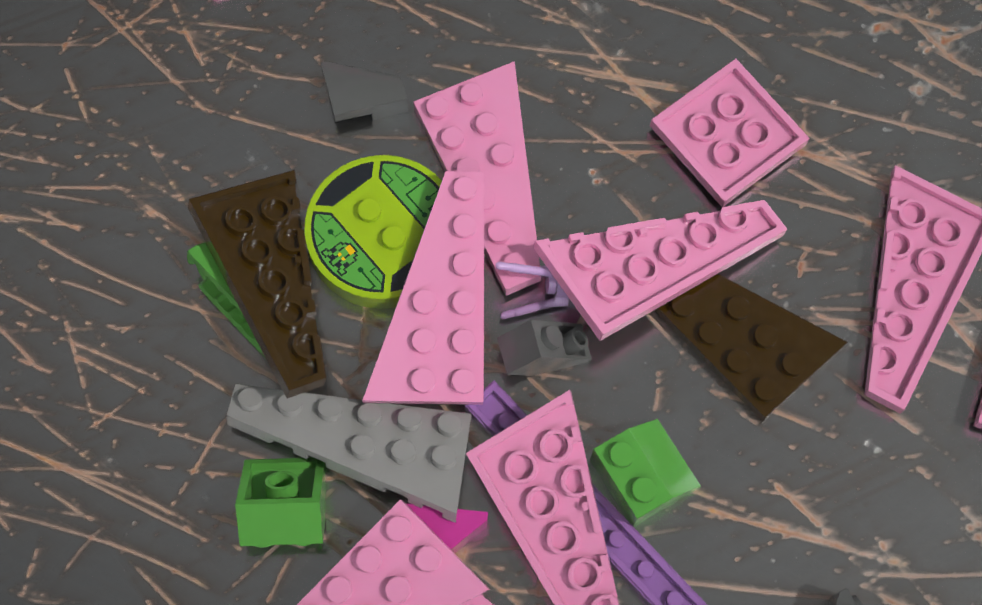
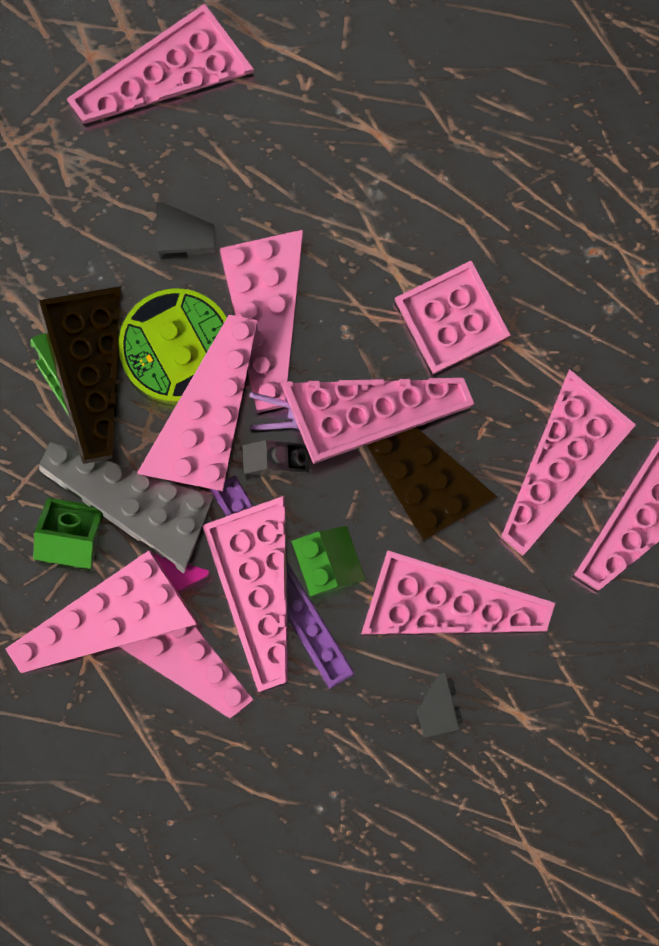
camera: 15 degrees right, 10 degrees up
(800, 494) = (436, 600): none -> bright pink wing

